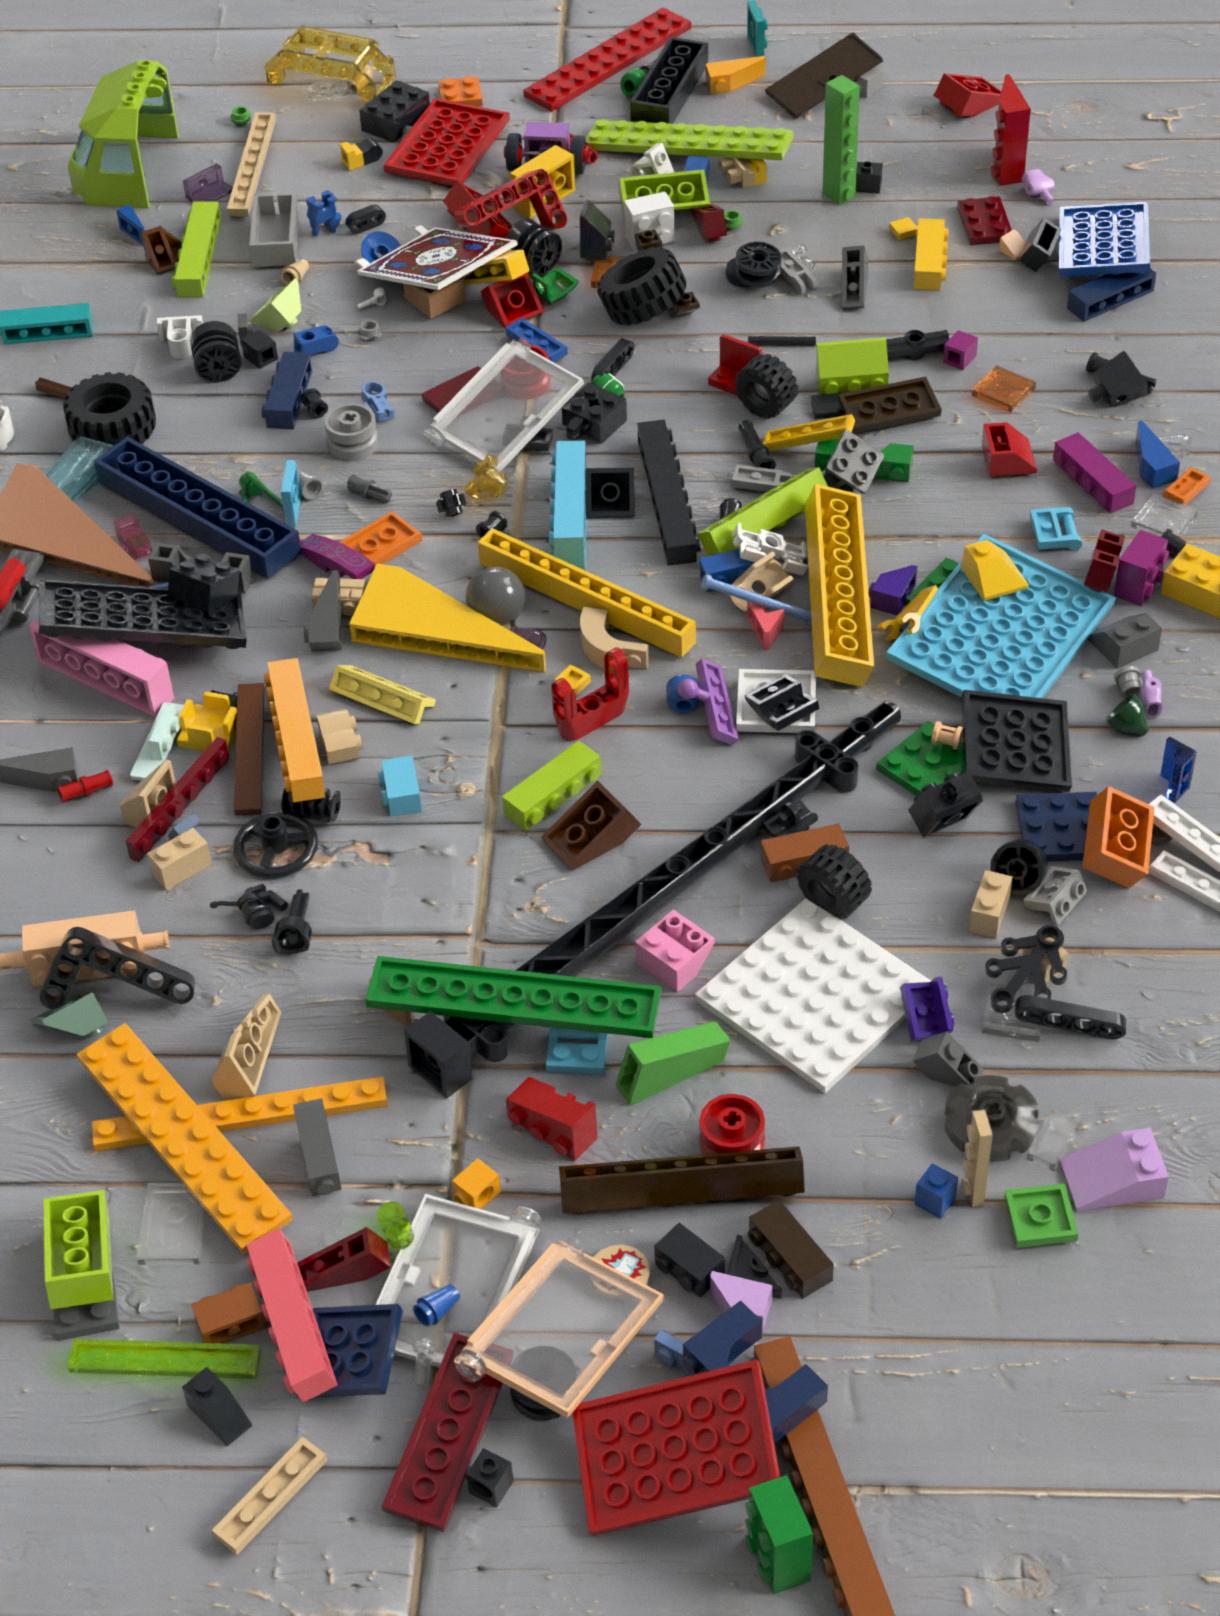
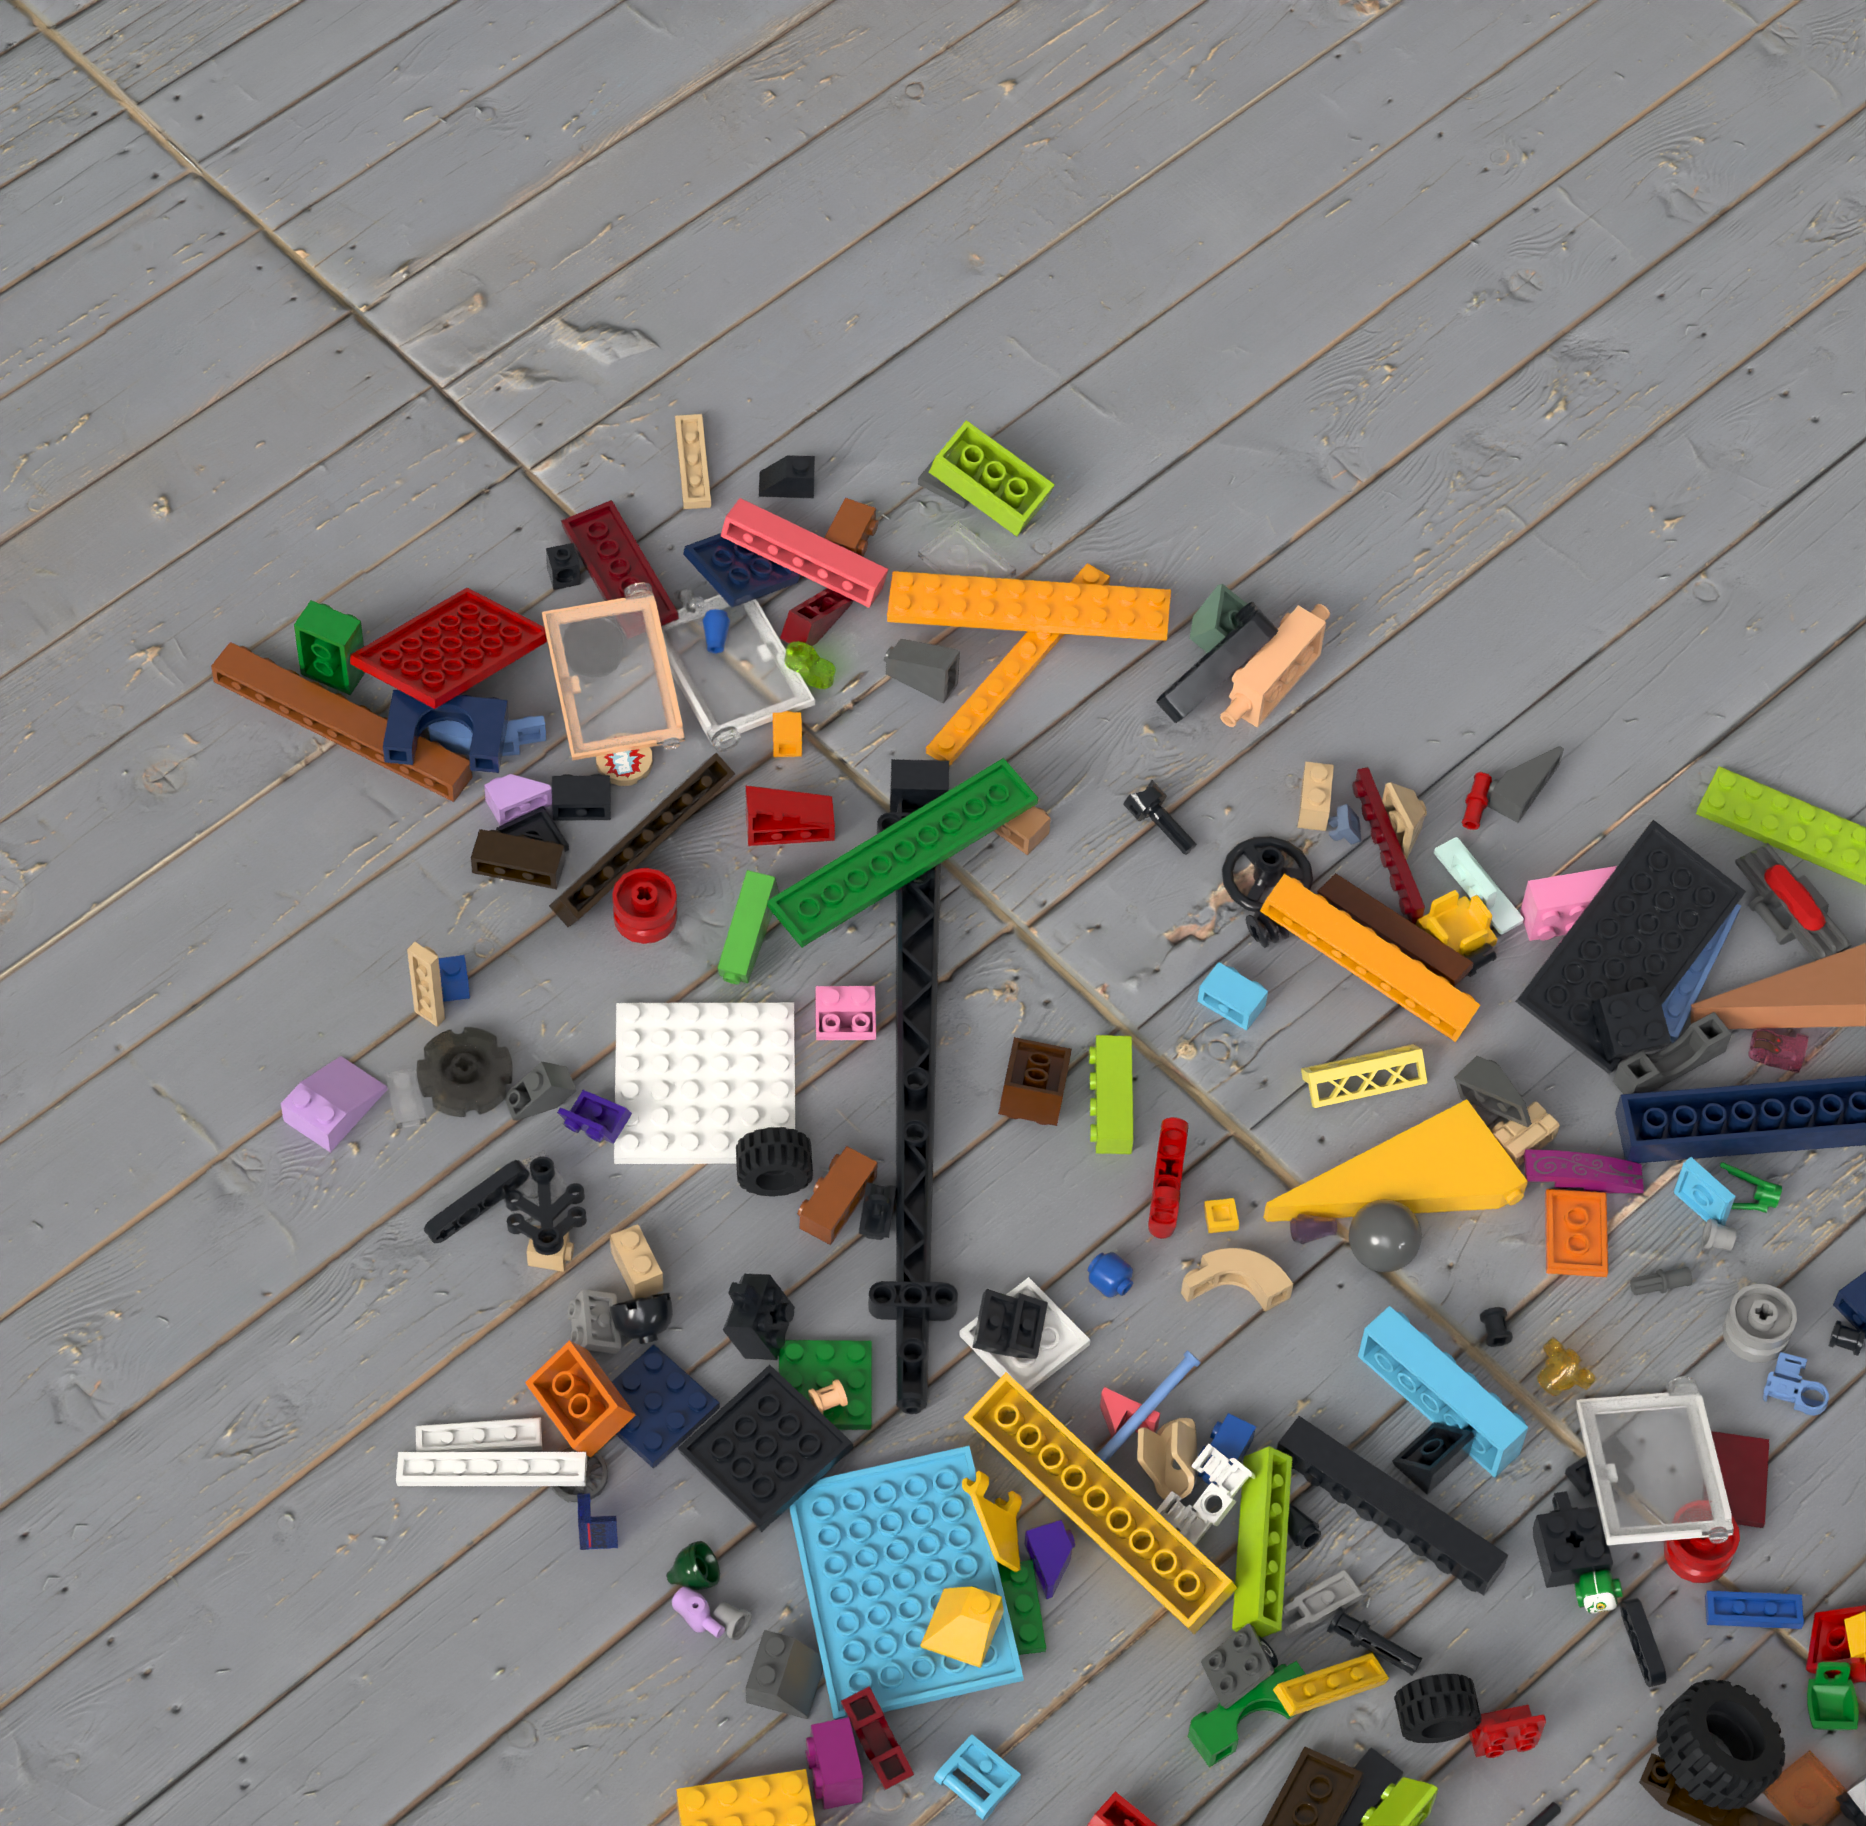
camera: 130 degrees right, 10 degrees up
(163, 1358) = (859, 479): clear neon green plate -> none
(247, 1051) = (1060, 692): tan wedge -> none
(254, 906) = (1209, 808): black piece -> none
(338, 736) = (1342, 1000): tan brick -> none
(451, 503) = (1562, 1317): black gear -> none
(582, 589) = (1313, 1308): yellow brick -> none
(715, 699) = (1074, 1289): medium lavender plate -> none
(1041, 1215) = (360, 1024): bright green plate -> none

